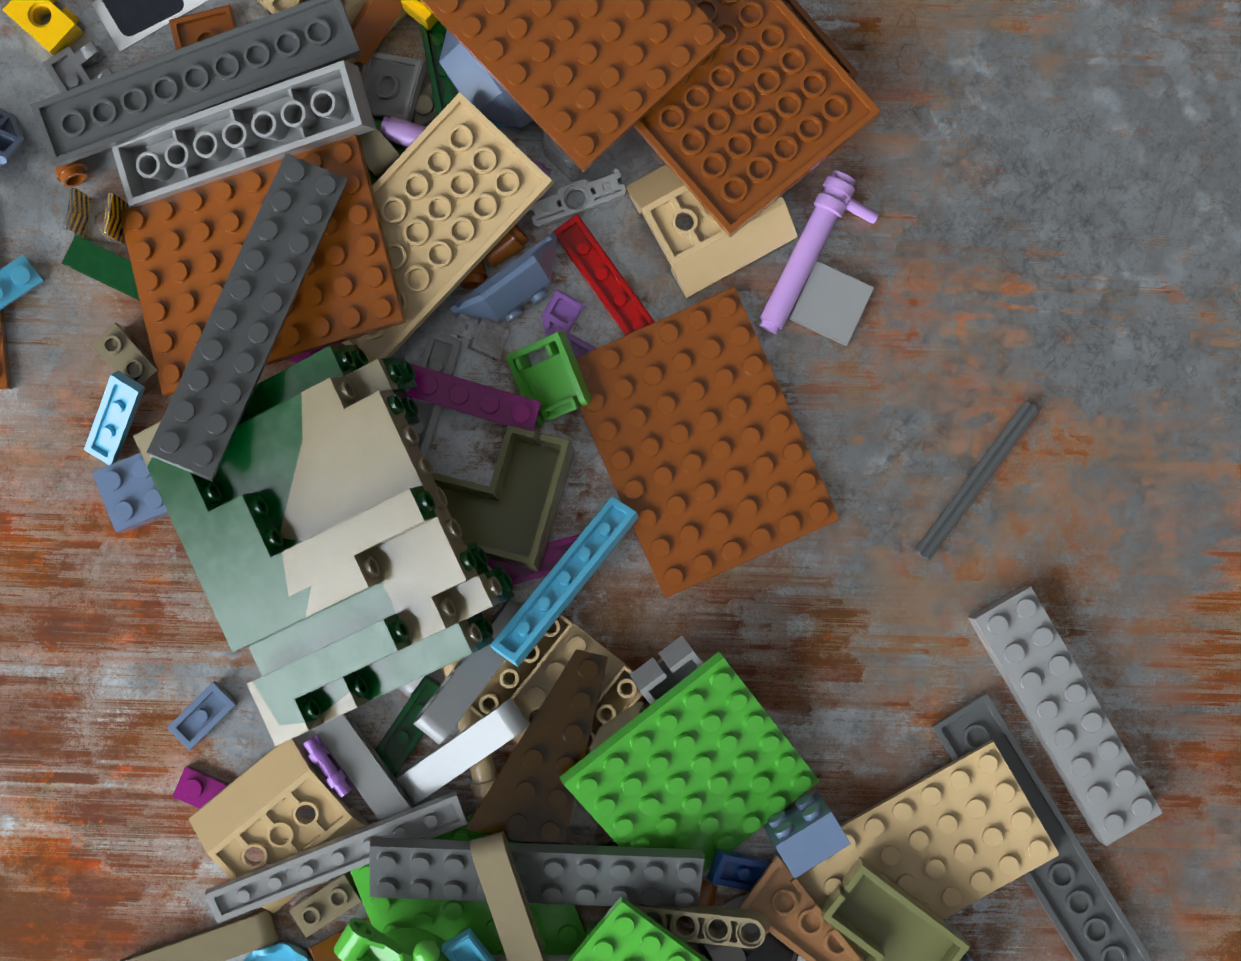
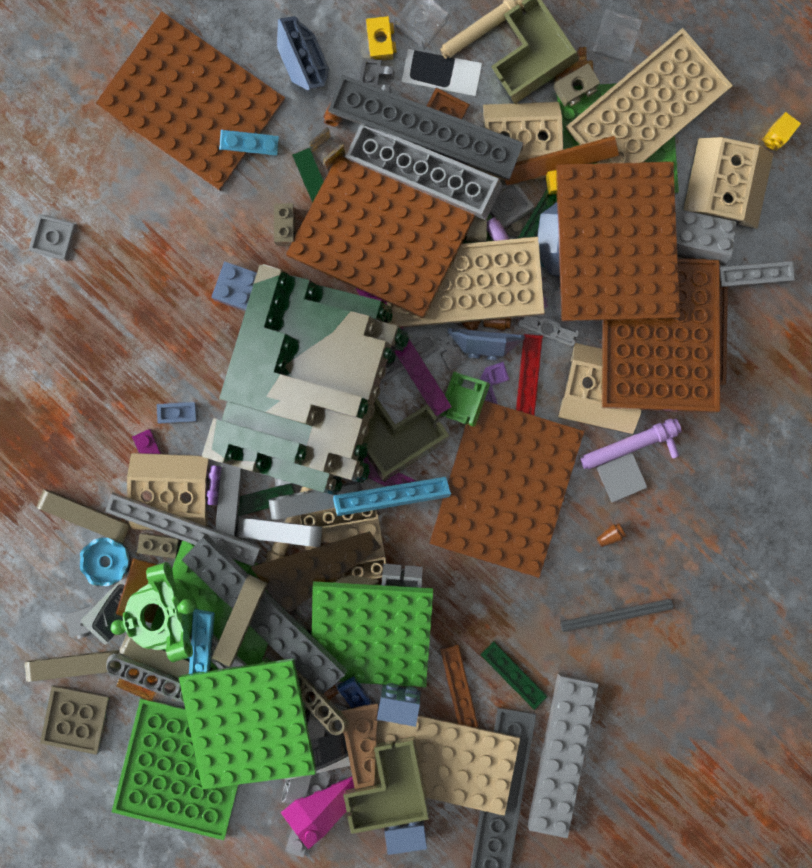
camera: 45 degrees right, 0 degrees up
(114, 417) = (255, 245): plate -> none
(247, 318) = (356, 256): dark grey plate -> none
(859, 743) = (458, 686): none -> dark orange tile
(883, 386) = (612, 535): none -> dark orange cone
(915, 668) = (513, 675): none -> dark green tile

